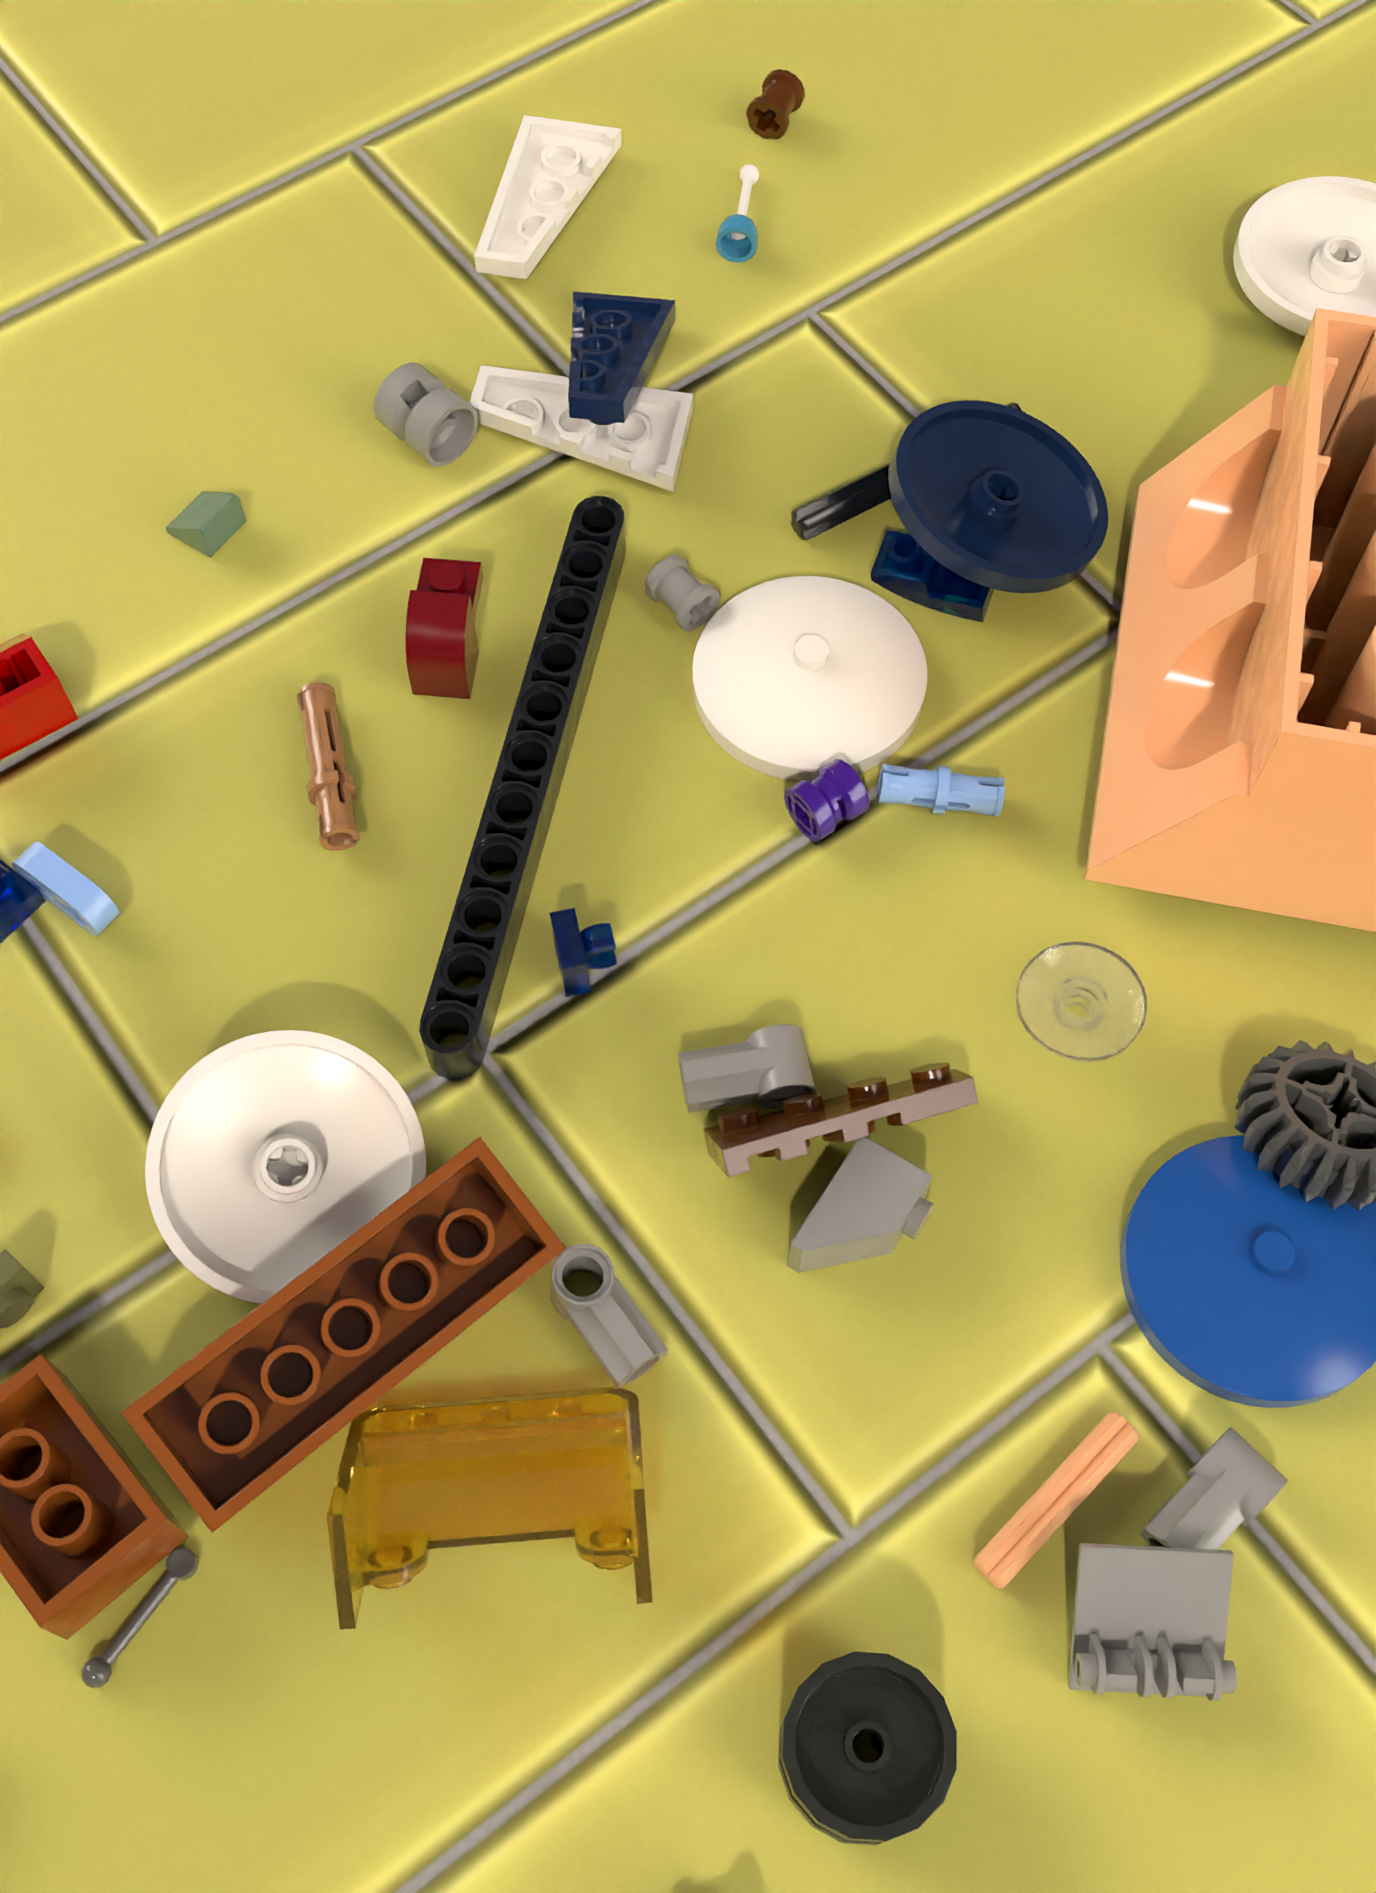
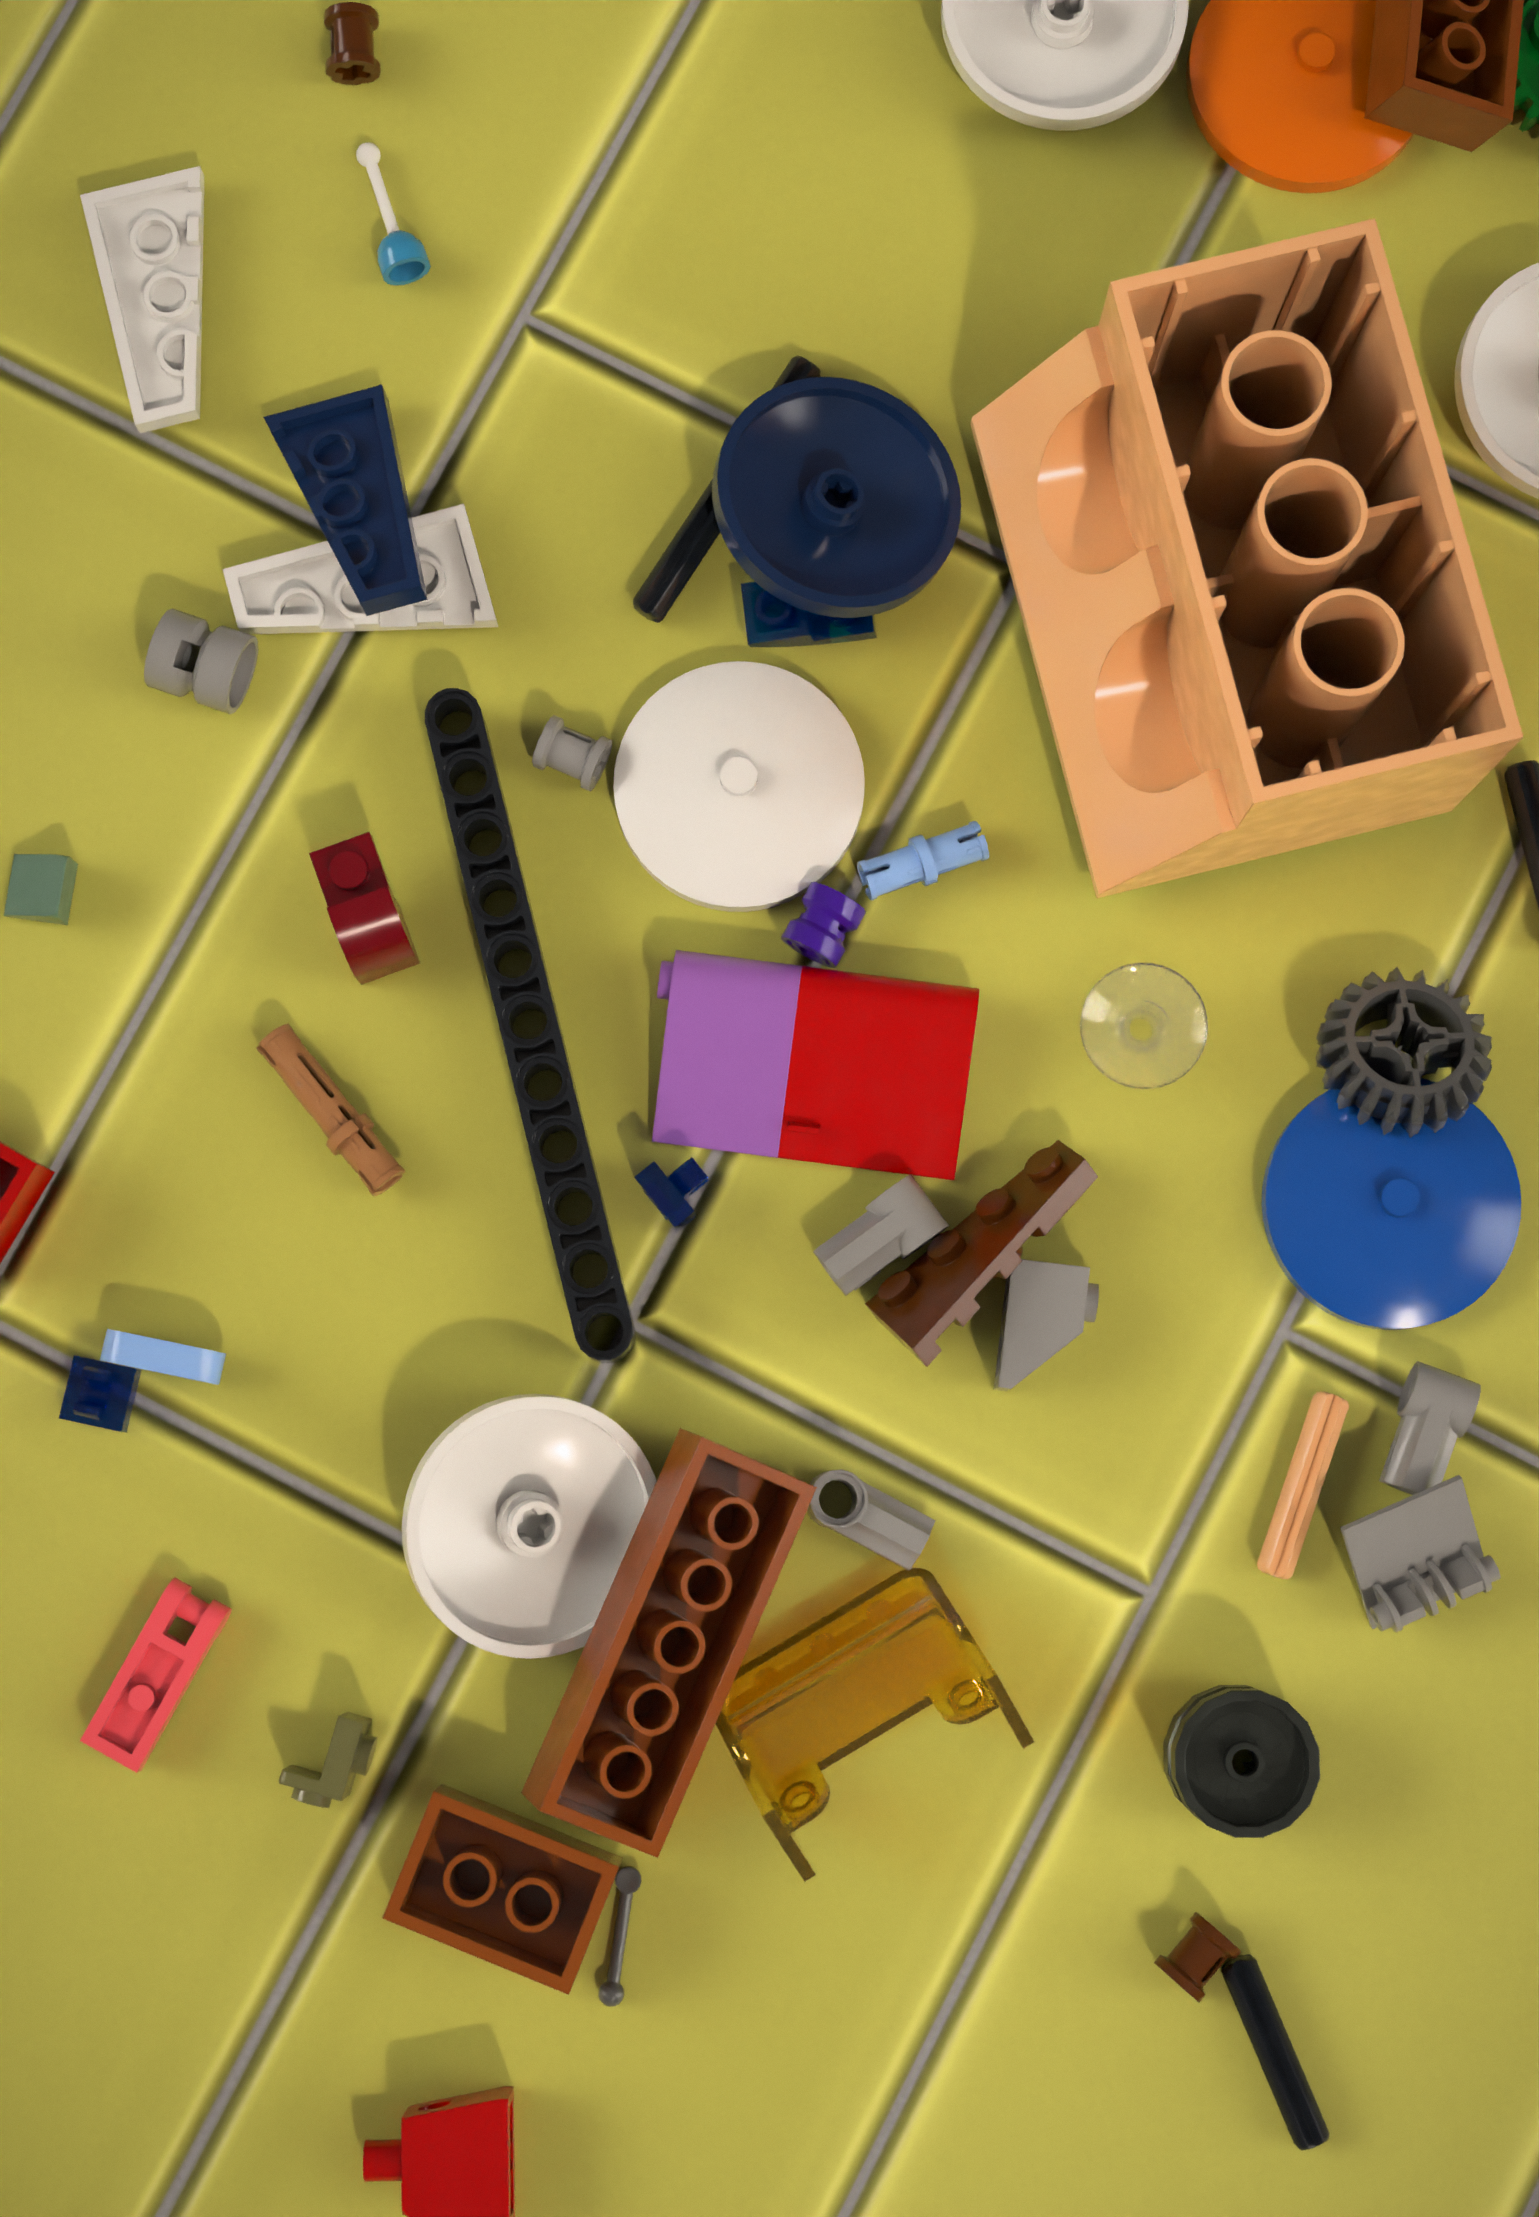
camera: 25 degrees left, 20 degrees up
(762, 908) = (814, 1064): none -> door

